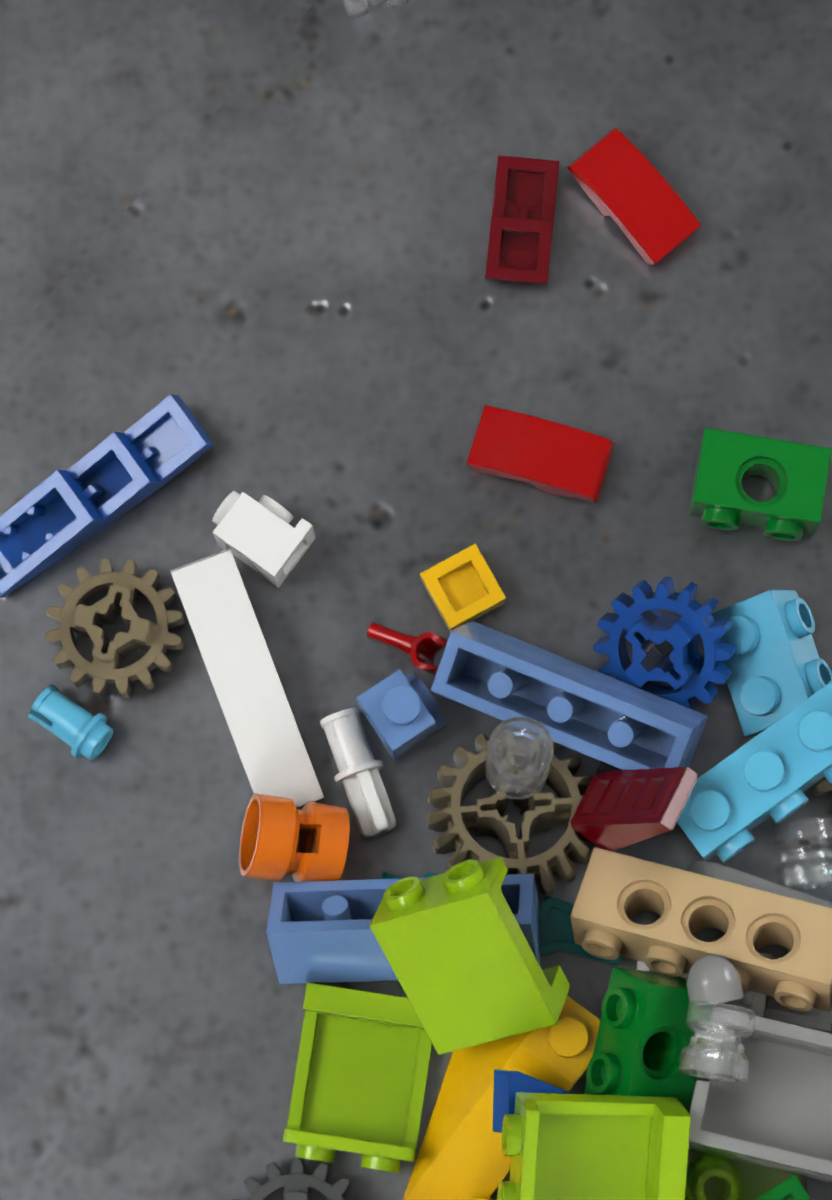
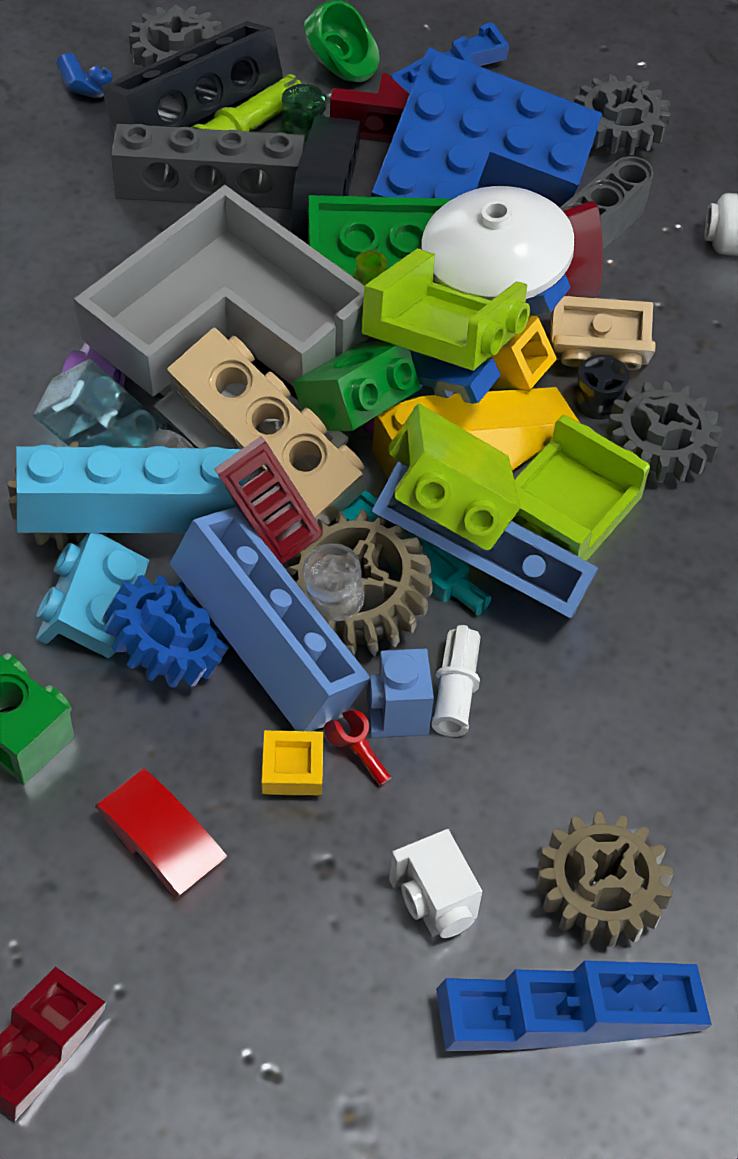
camera: 160 degrees left, 25 degrees down
(71, 723) = (677, 830): medium azure pin -> none
(245, 679) = (513, 783): white slope -> none
(272, 837) = (538, 641): orange wheel -> none
(714, 980) = (293, 364): light grey hinge -> none
(717, 1047) = (321, 310): clear wheel -> none

